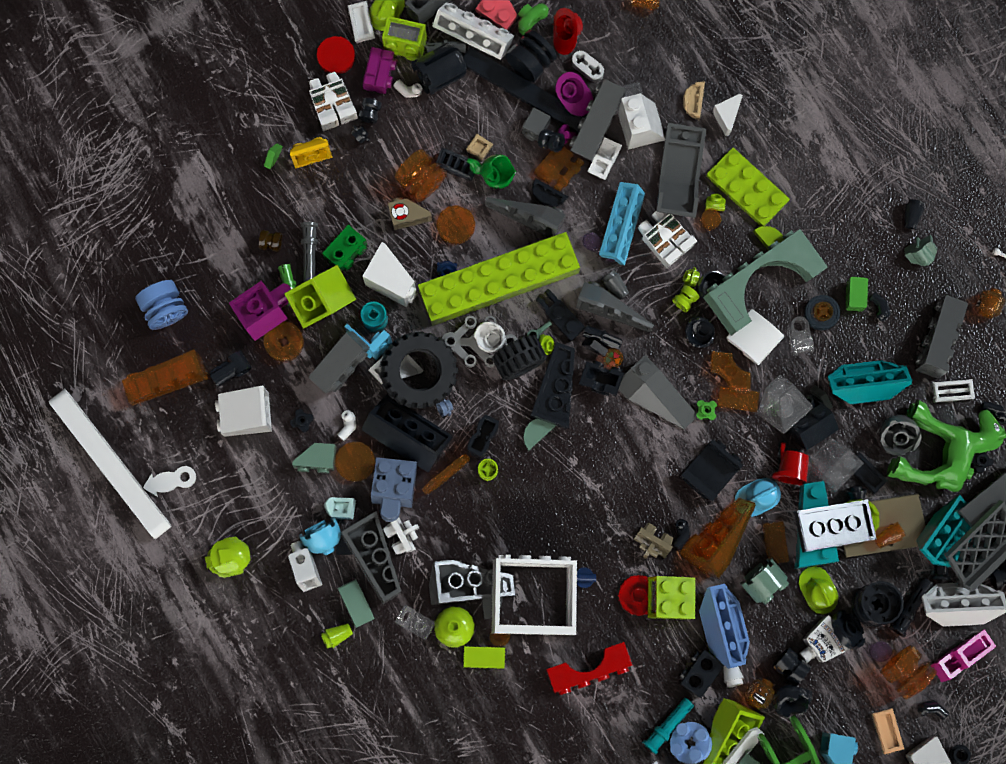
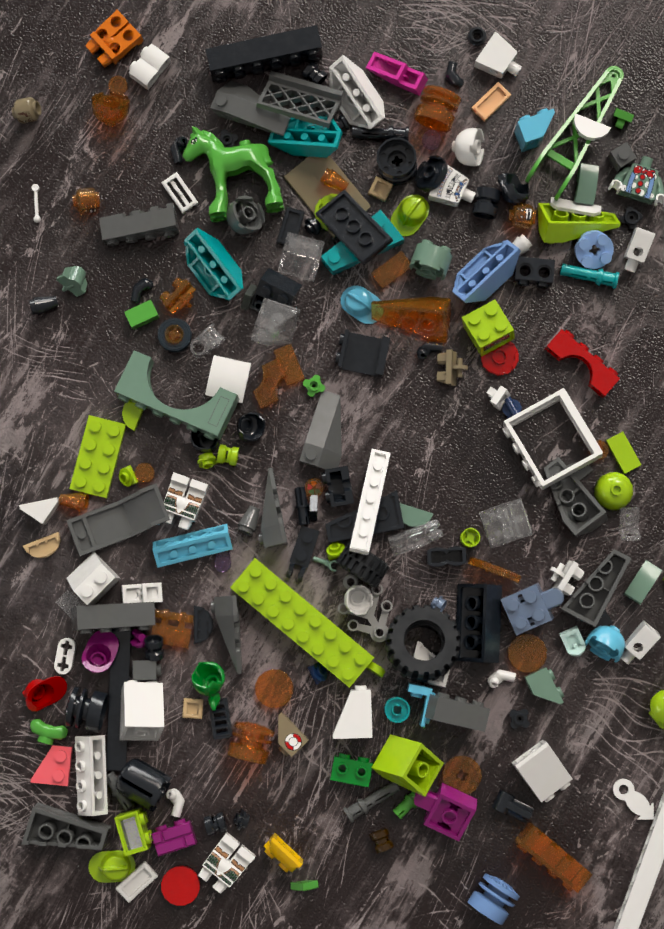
camera: 115 degrees left, 5 degrees up
(420, 319) = (376, 669): none -> lime tile
(481, 510) = (505, 523): none -> clear slope
(503, 100) = (141, 711): none -> white slope
(516, 420) = (415, 537): none -> clear hinge
(572, 395) = (369, 502): none -> white tile
(601, 570) = (498, 396): none -> white tile
(719, 146) = (75, 501): none -> clear orange cone
(792, 467) = (322, 288): red hat -> none
(854, 335) = (179, 297): none -> clear orange hips
(854, 681) = (468, 146): none -> white cylinder
(858, 576) = (380, 189): none -> tan tile

